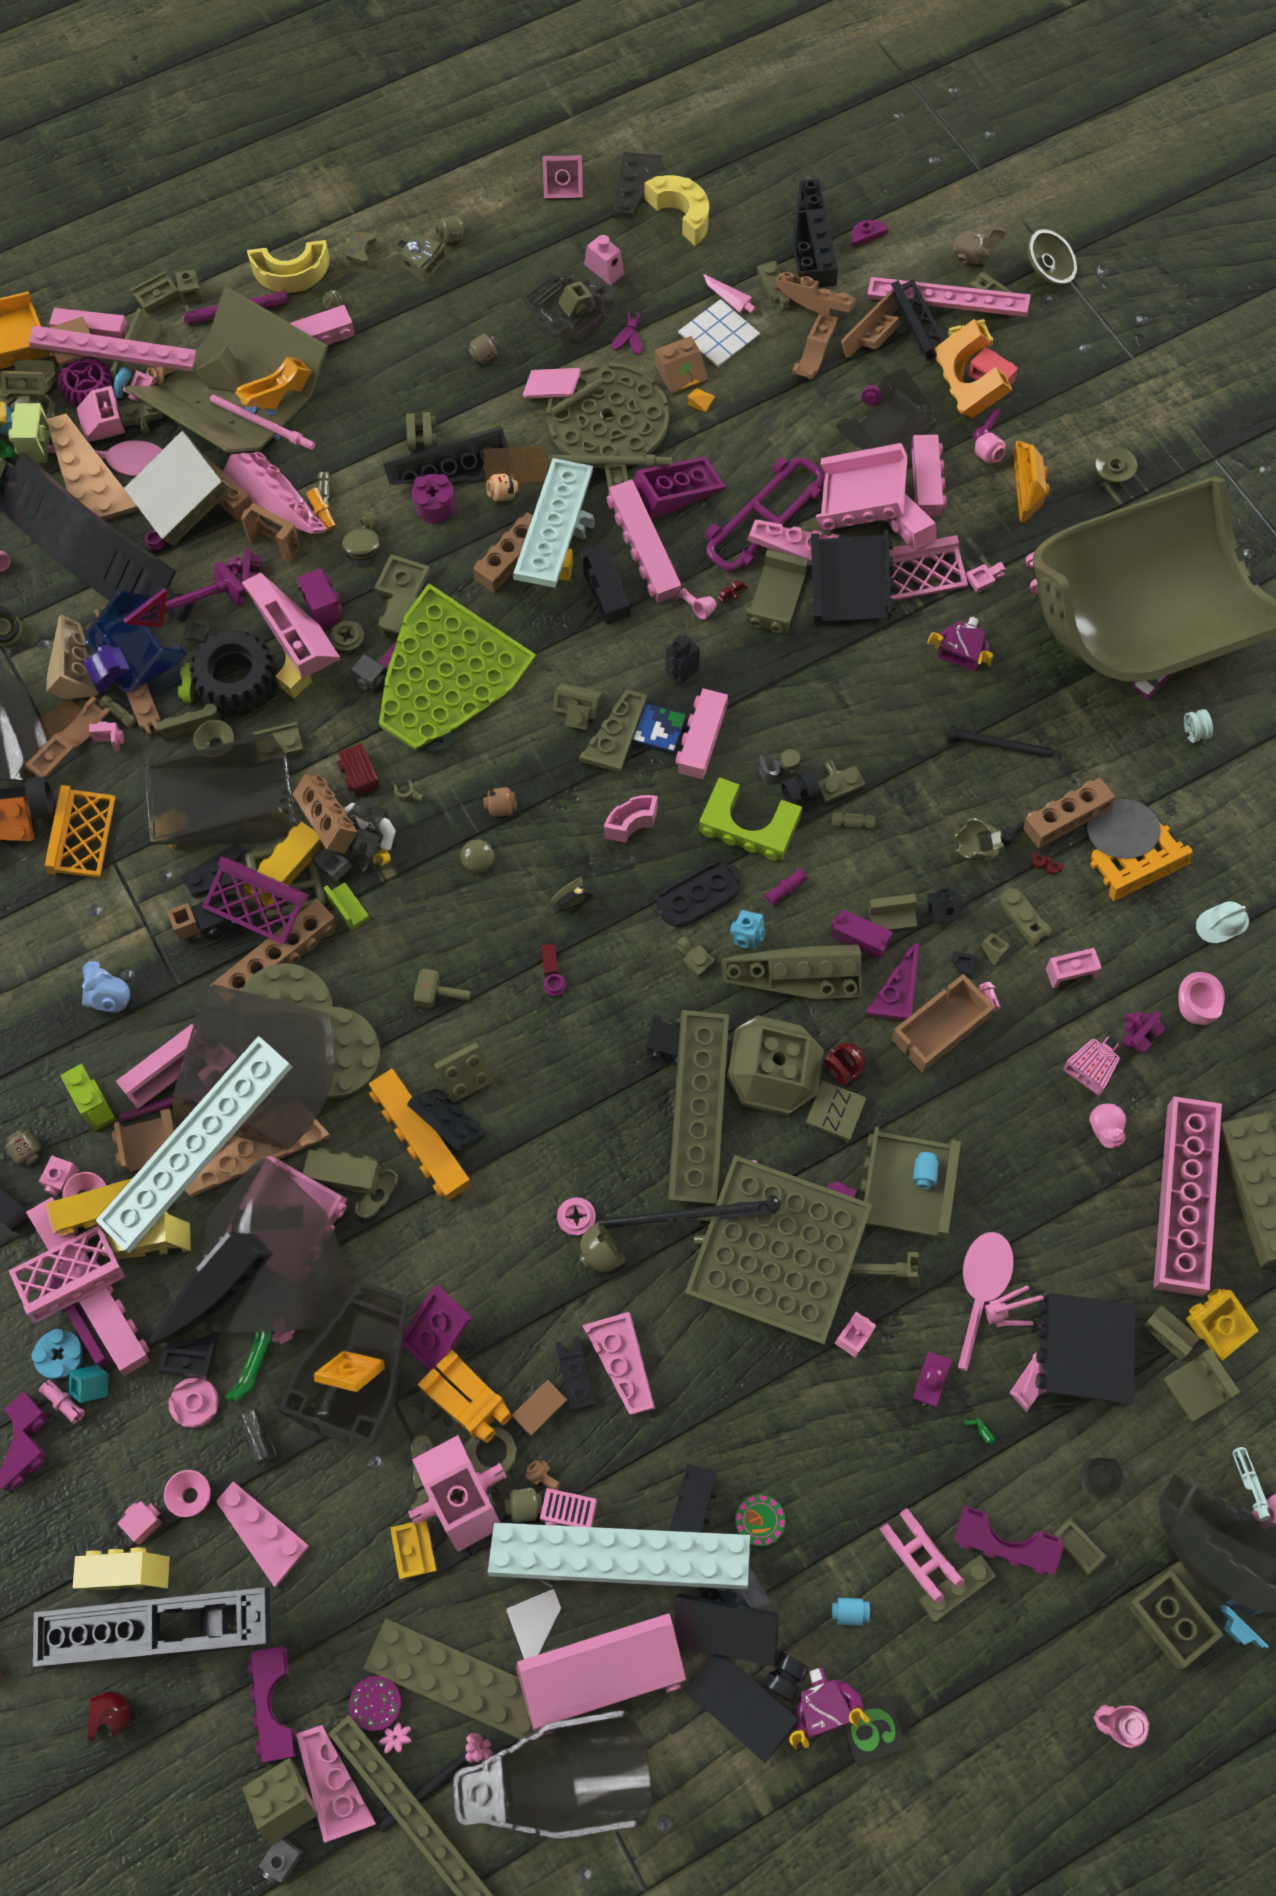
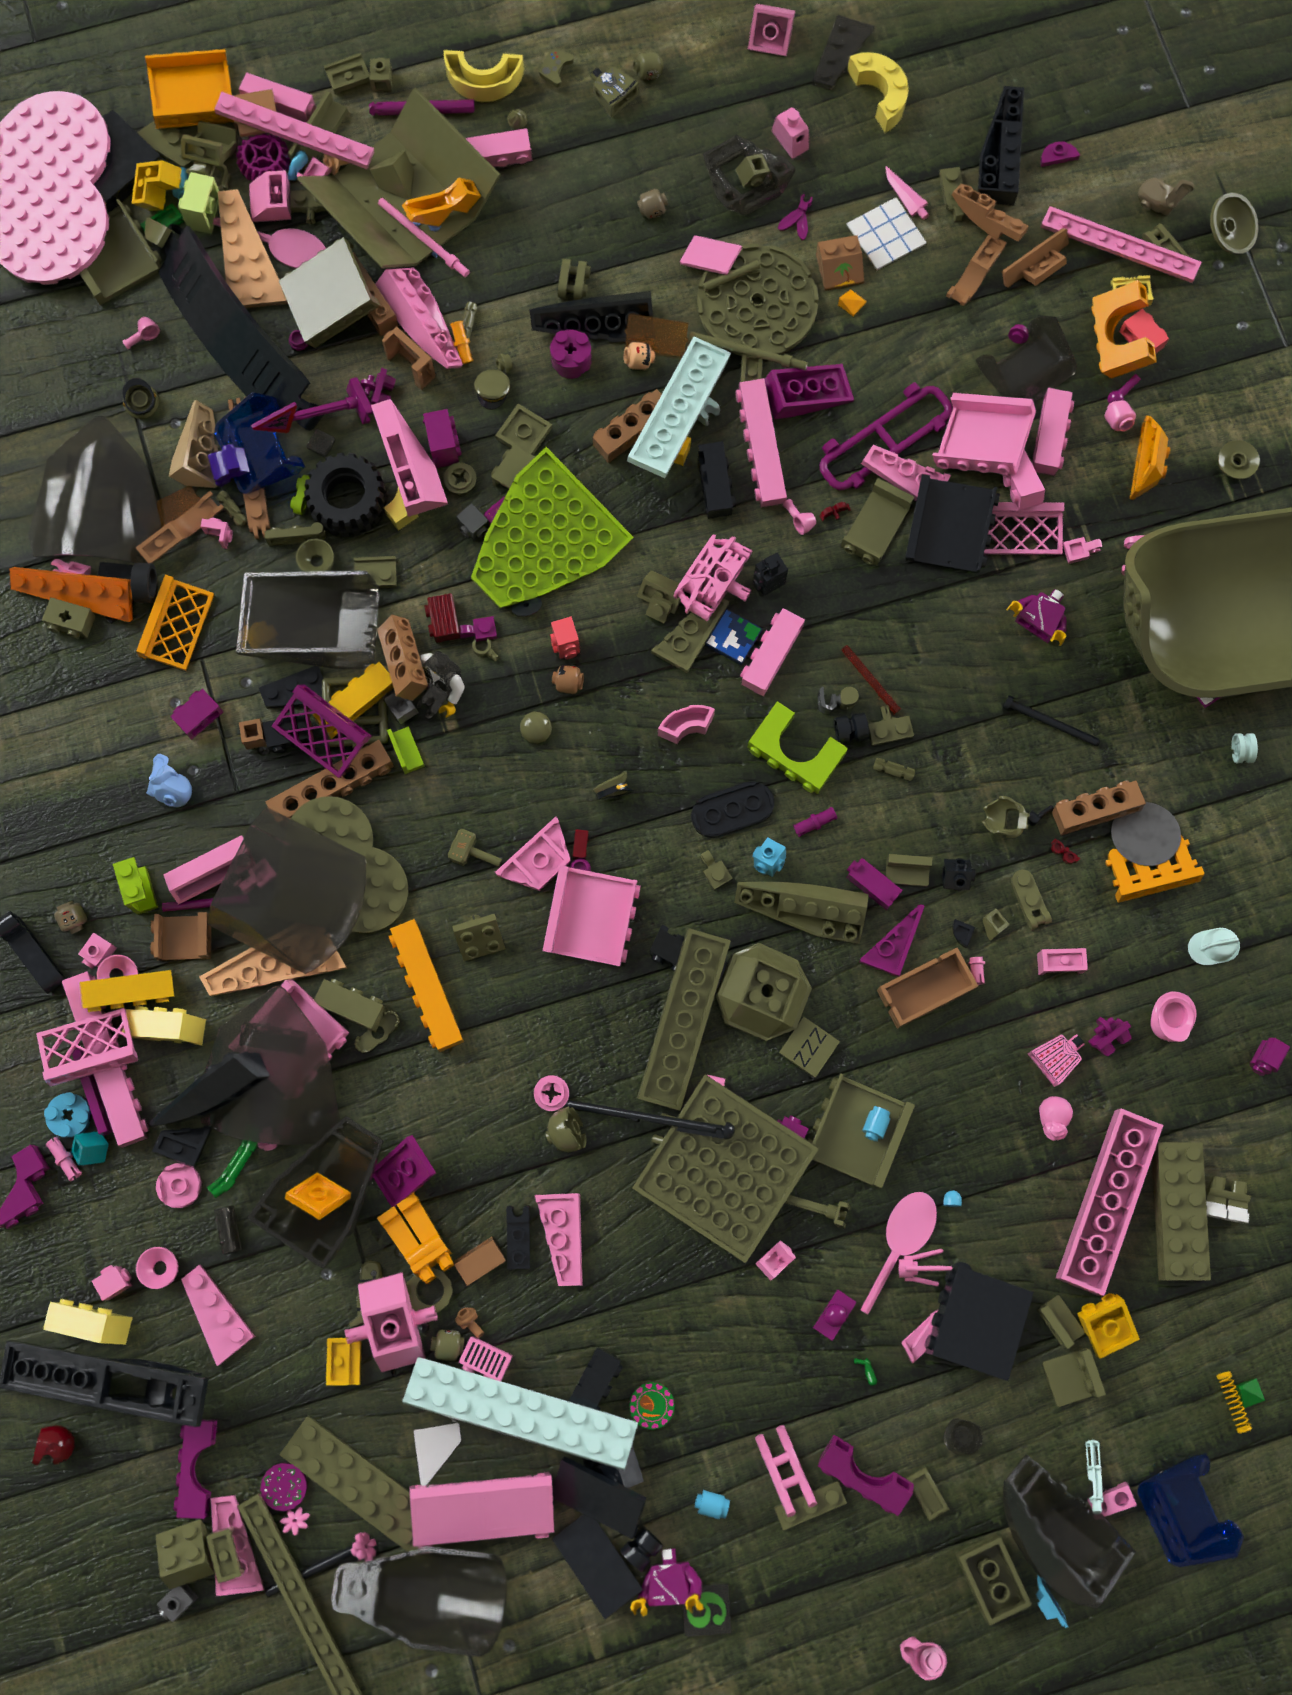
camera: 10 degrees right, 10 degrees up
(120, 915) = (196, 713): none -> magenta brick
(193, 1144) = (220, 956): light aqua plate -> none
(325, 1789) = (224, 1554): none -> olive panel
(398, 773) = (481, 629): none -> magenta plate
(446, 1118) = (453, 977): black plate -> none
(488, 761) = (565, 638): none -> coral brick
(508, 984) = (538, 859): none -> bright pink wing
(577, 1027) = (591, 916): none -> bright pink panel
(625, 673) = (709, 564): none -> bright pink piece
(807, 740) = (870, 679): none -> clear red bar
(845, 1062) = (829, 1004): dark red helmet -> none
(913, 320) = (1078, 260): black fence -> none
(1024, 1231) = (952, 1199): none -> medium azure hinge

